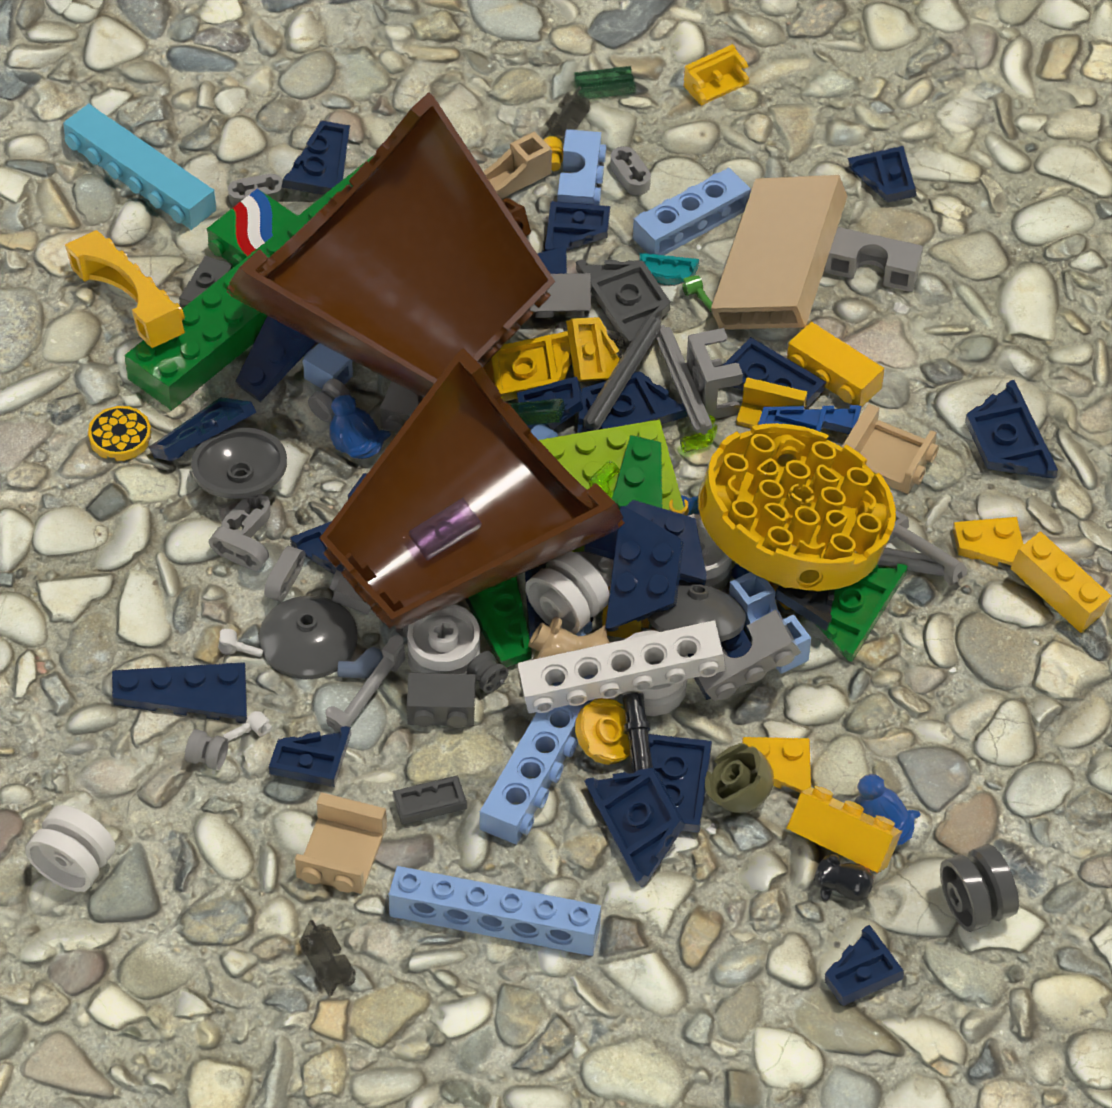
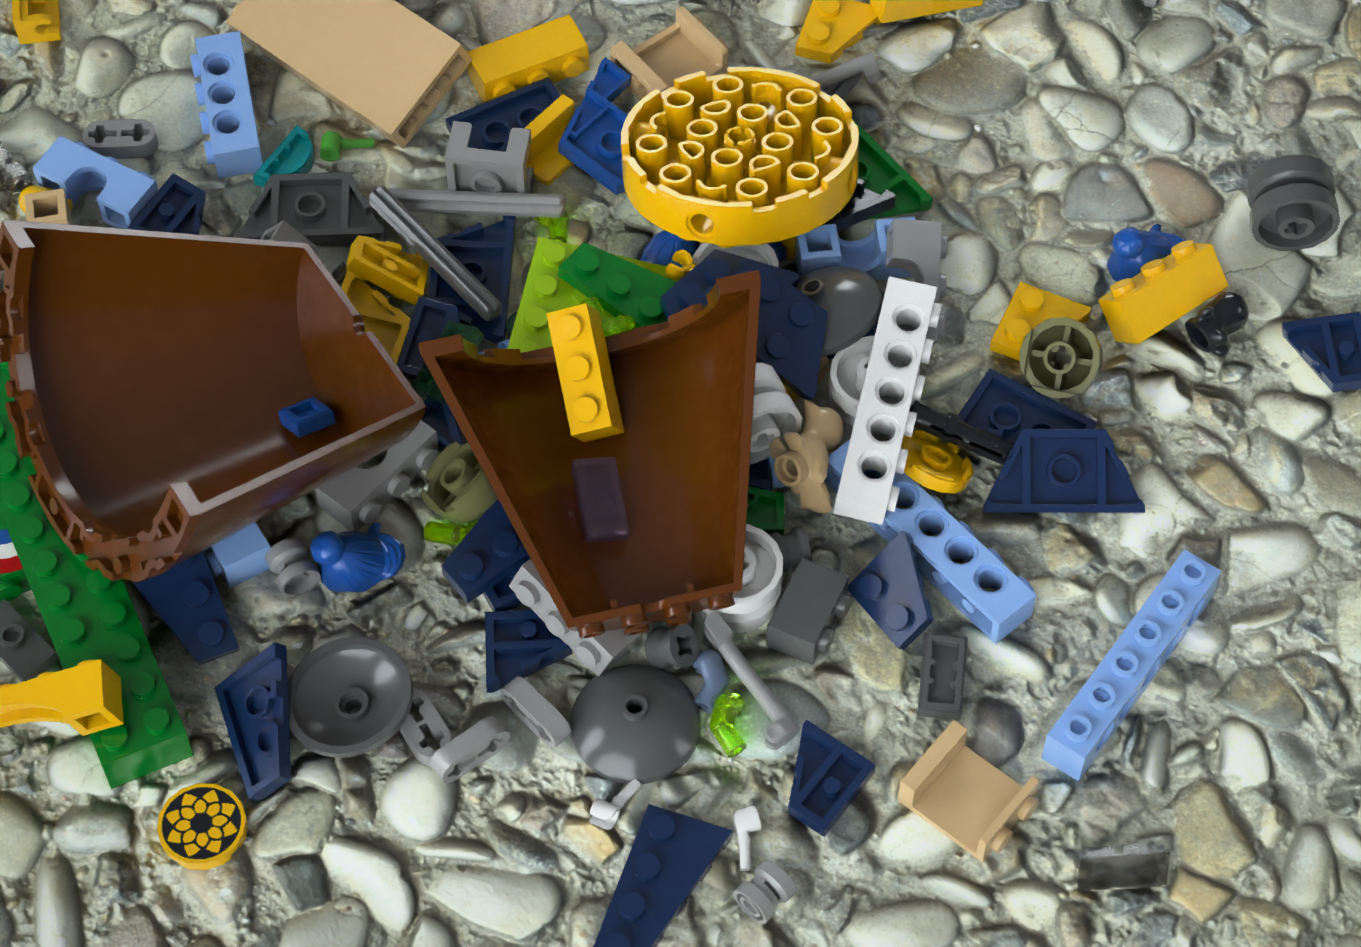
camera: 65 degrees left, 5 degrees up
(328, 684) = (722, 721): none -> clear neon green arm
(370, 623) = (672, 646): none -> dark grey wheel
(440, 353) = (306, 417): none -> blue tile
(480, 745) = (894, 592): none -> dark blue wing
(529, 472) = (585, 373): none -> yellow brick

